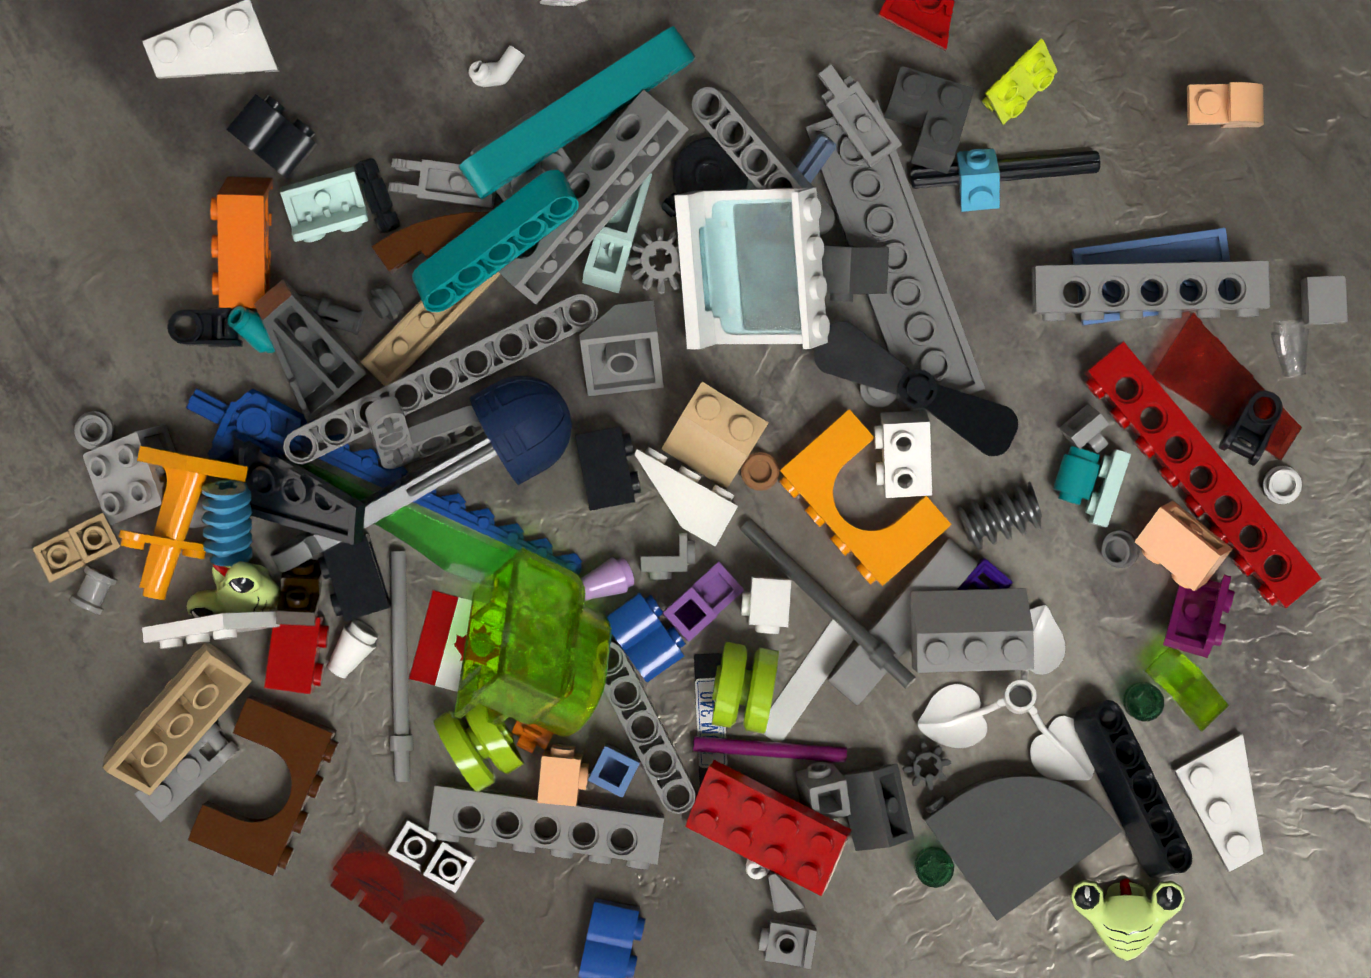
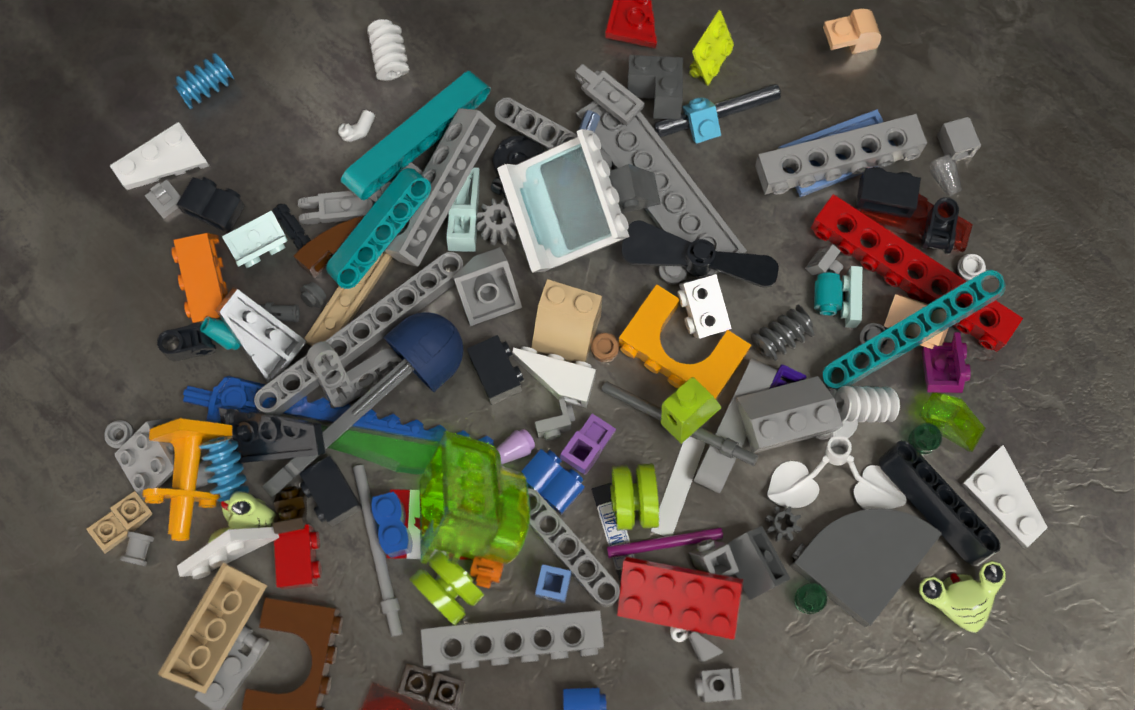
camera: 10 degrees left, 15 degrees down
(210, 108) = (163, 198): none -> light grey tile
(352, 648) = (338, 543): white cone -> none
(425, 631) = (392, 532): none -> blue brick
(562, 776) = (515, 596): light nougat brick -> none
(767, 603) = (635, 431): white brick -> none
(843, 596) = (689, 408): none -> lime torso
(1078, 640) = (867, 404): none -> white piece
(1182, 564) = (928, 330): none -> teal beam
(1197, 358) = (888, 192): none -> black brick

